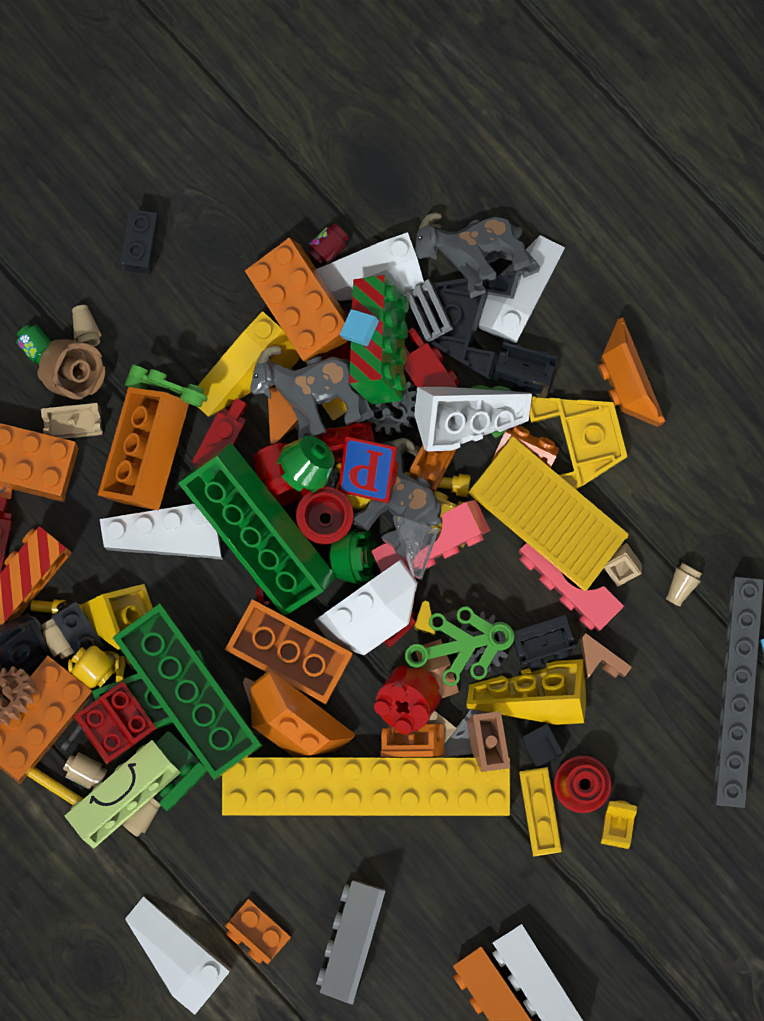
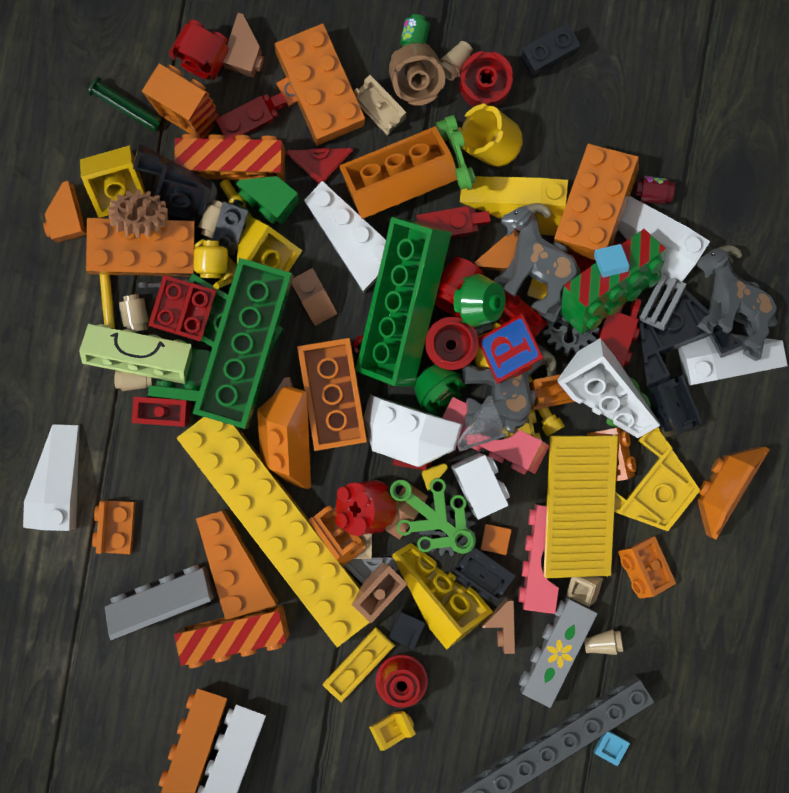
camera: 55 degrees right, 5 degrees up
(78, 573) = (271, 195): none -> green slope
(80, 510) = (319, 162): none -> red tile
(110, 304) = (486, 66): none -> red brick
(174, 346) = (491, 135): none -> yellow cylinder
(188, 812) = (161, 411): none -> red brick
(192, 604) = (313, 297): none -> nougat slope
(379, 856) = (234, 571): none -> orange wedge
(429, 899) = (223, 638): none -> orange brick
(463, 583) = (480, 485): none -> white brick
(522, 609) = (495, 539): none -> orange tile
(646, 498) = (647, 568): none -> orange bracket
(659, 629) = (557, 651): none -> light grey brick

